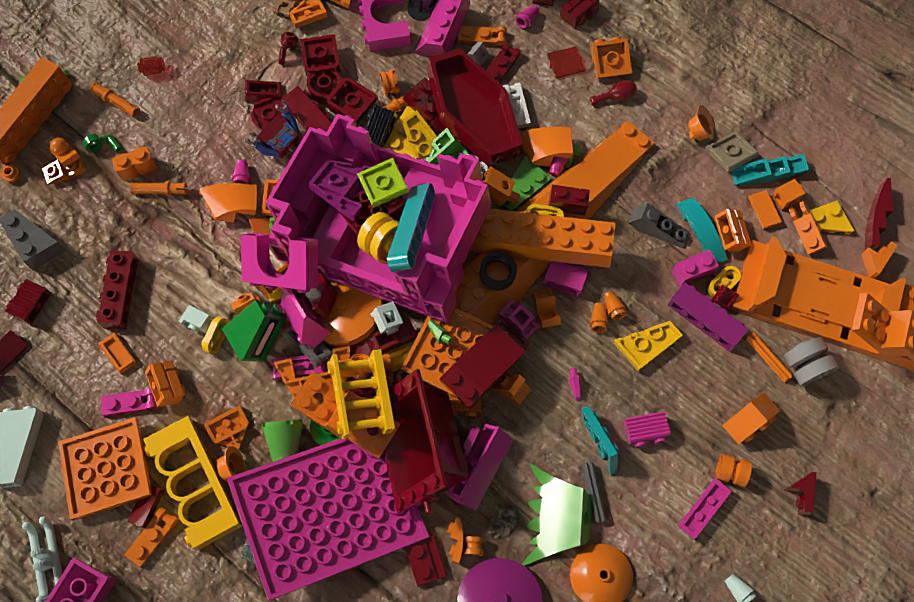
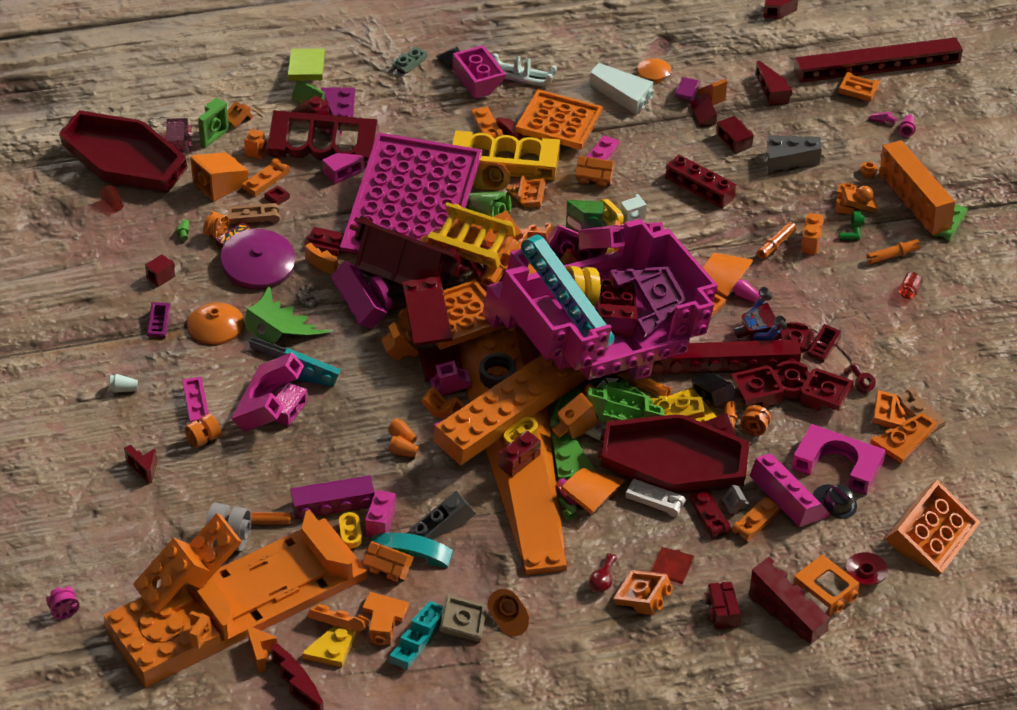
camera: 125 degrees right, 25 degrees down
(117, 353) = (647, 164): orange tile -> none
(383, 182) = (627, 307): lime tile -> none
(439, 333) = (474, 305): bright green bar -> none
(473, 546) = (308, 265): orange wheel -> none
(527, 16) = (747, 559): dark pink cone -> none
(575, 382) = (365, 388): dark pink bar -> none
(646, 345) = (350, 448): yellow wing -> none
(683, 447) = (258, 403): none -> dark pink arch
(725, 297) = (336, 515): dark red tile -> none
(754, 416) = (226, 465): orange brick -> none

